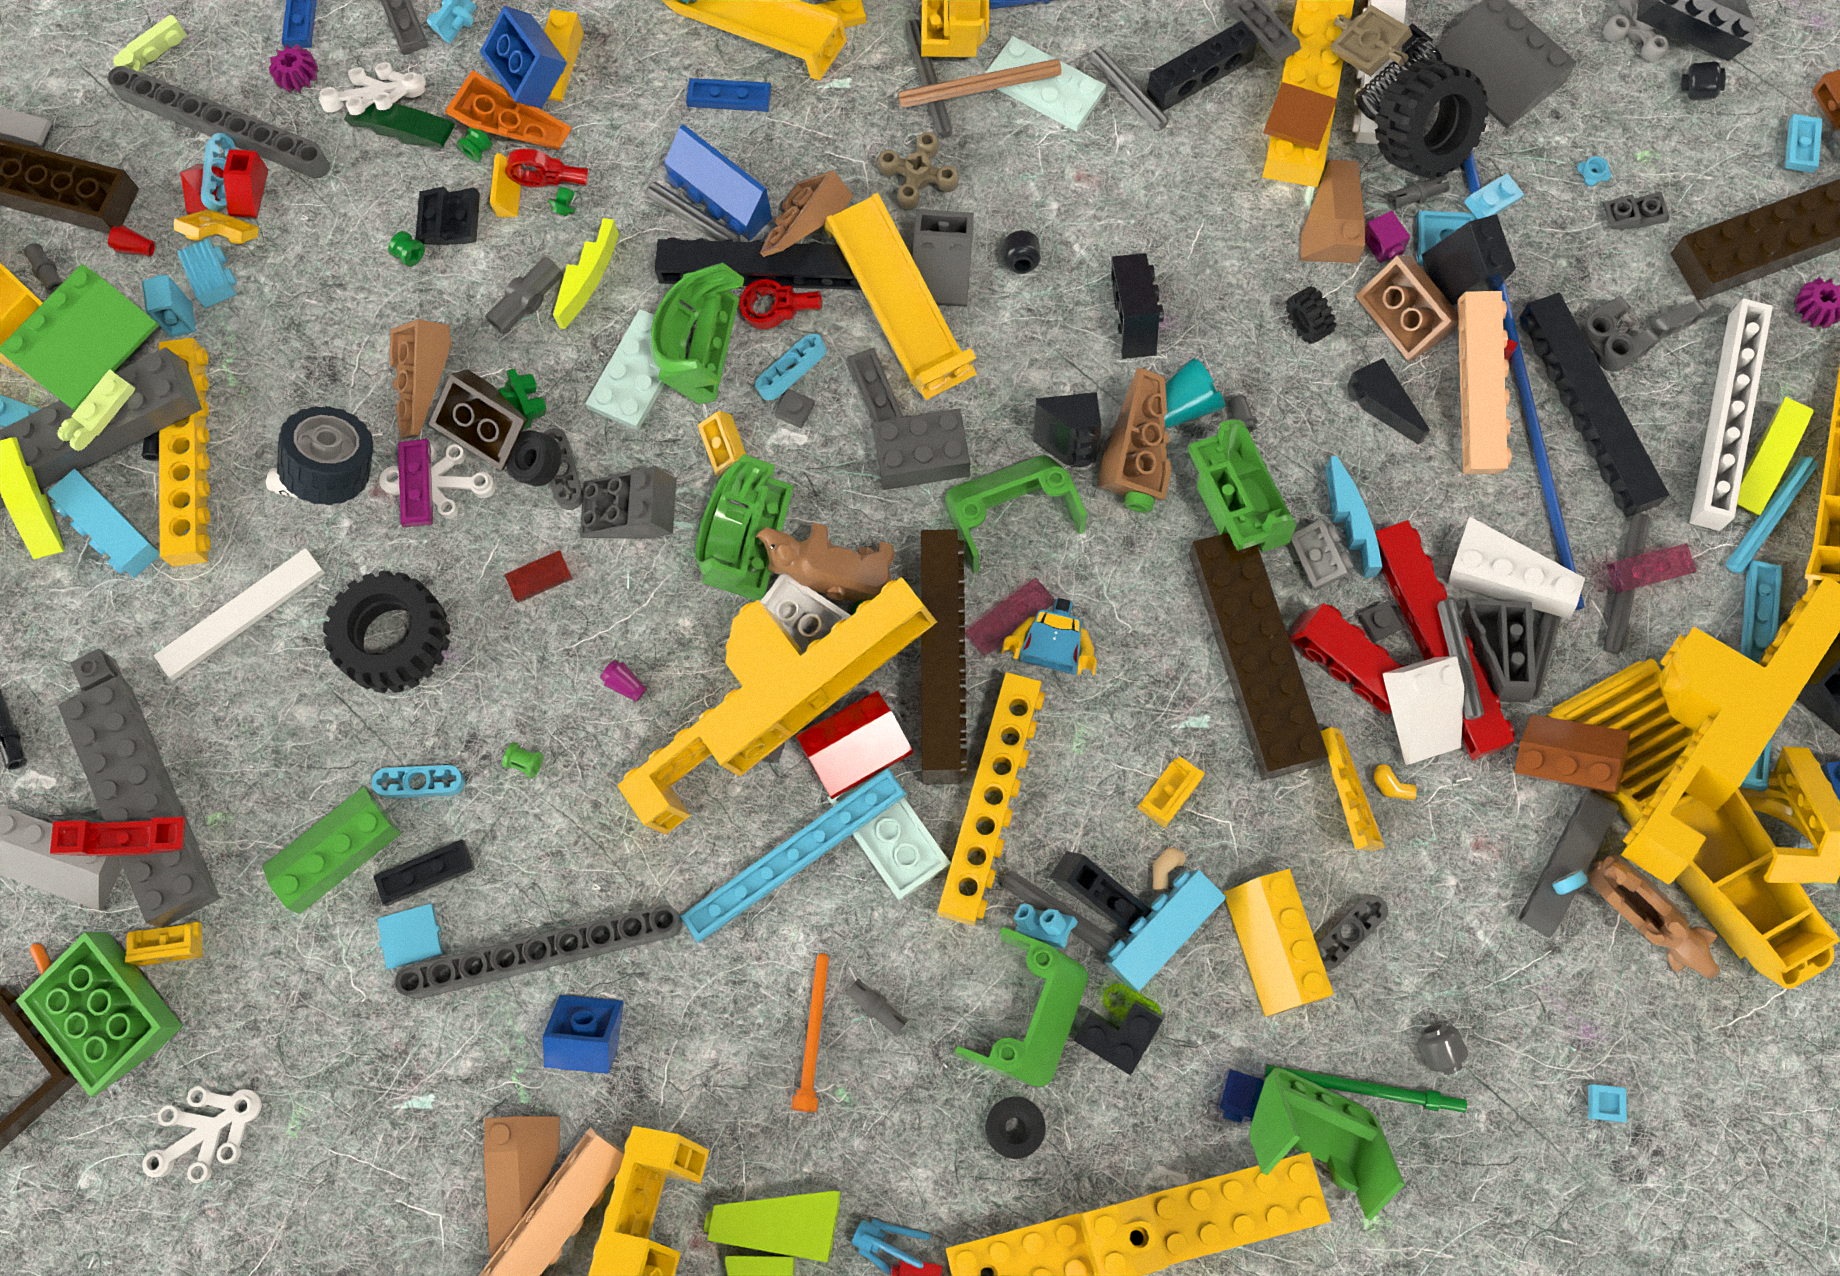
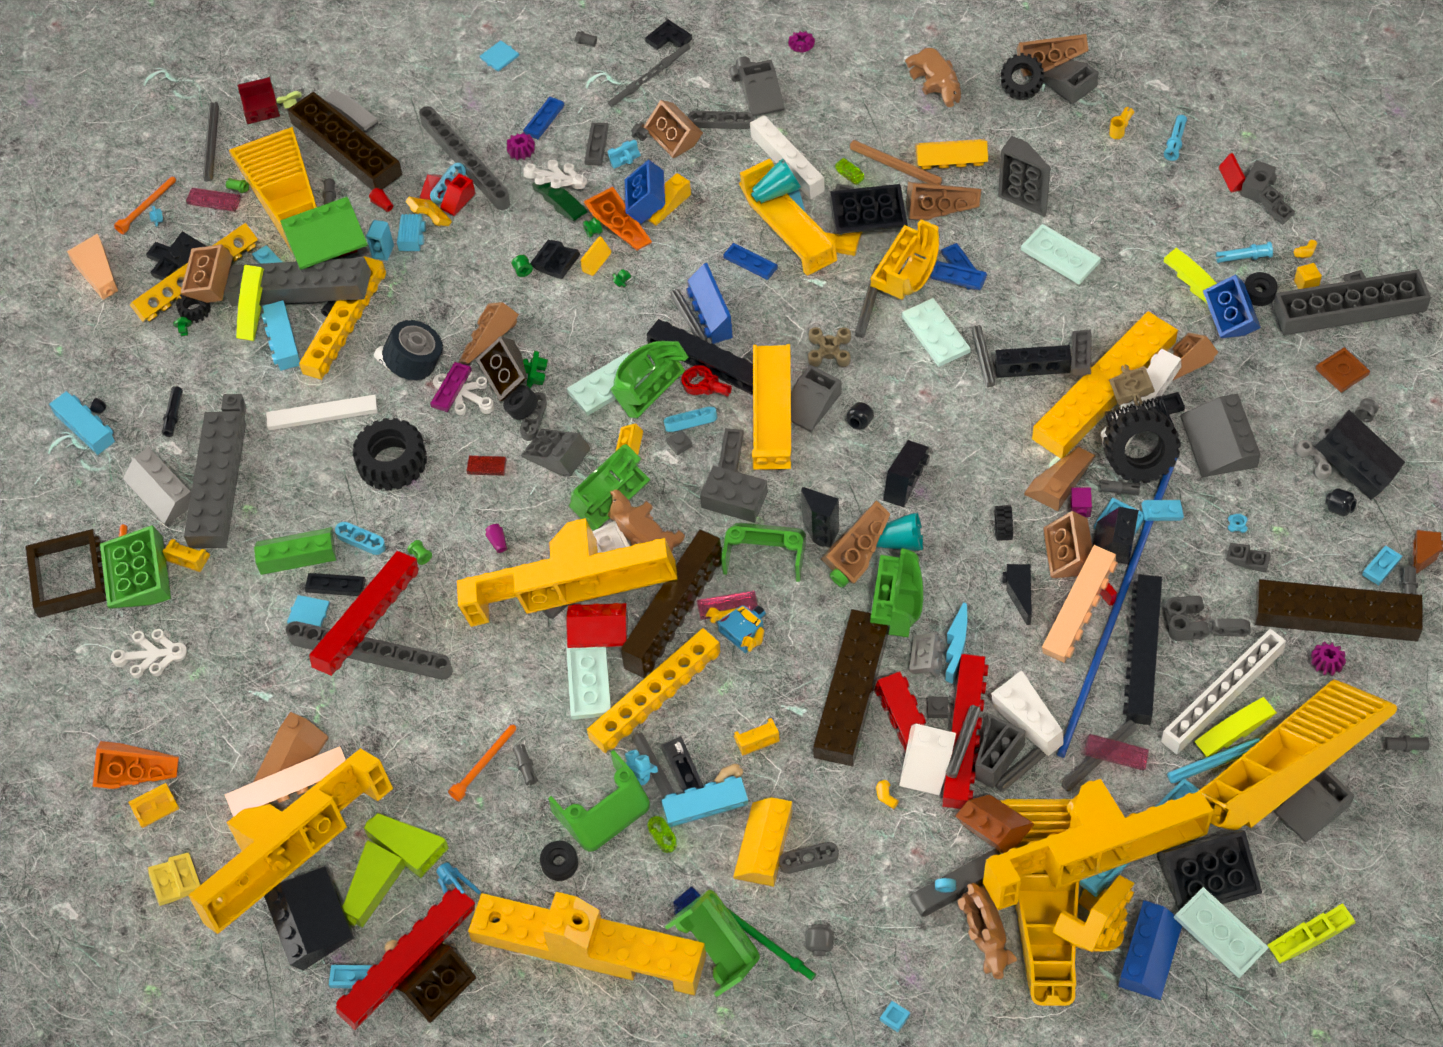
camera: 30 degrees right, 15 degrees down
(96, 411) = (310, 273): yellowish green hinge -> none
(118, 838) = (194, 487): red slope -> none
(151, 44) = (453, 102): yellowish green hinge -> none
(503, 906) = (364, 613): none -> red brick
(524, 295) = (569, 317): dark grey piece -> none
(548, 170) = (622, 258): red pin -> none
(583, 279) = (606, 323): neon yellow slope -> none
(583, 1034) = (364, 701): blue slope -> none
(793, 855) = (530, 667): medium azure tile -> none
(807, 210) = (758, 335): medium nougat wedge -> none
(979, 83) = (894, 314): medium nougat axle -> none
(1123, 1044) = (644, 848): black plate -> none
(1241, 411) = (929, 564): dark grey pin -> none
(1300, 116) = (1065, 410): dark orange tile -> none
(1351, 792) = (854, 788): yellow wing -> none

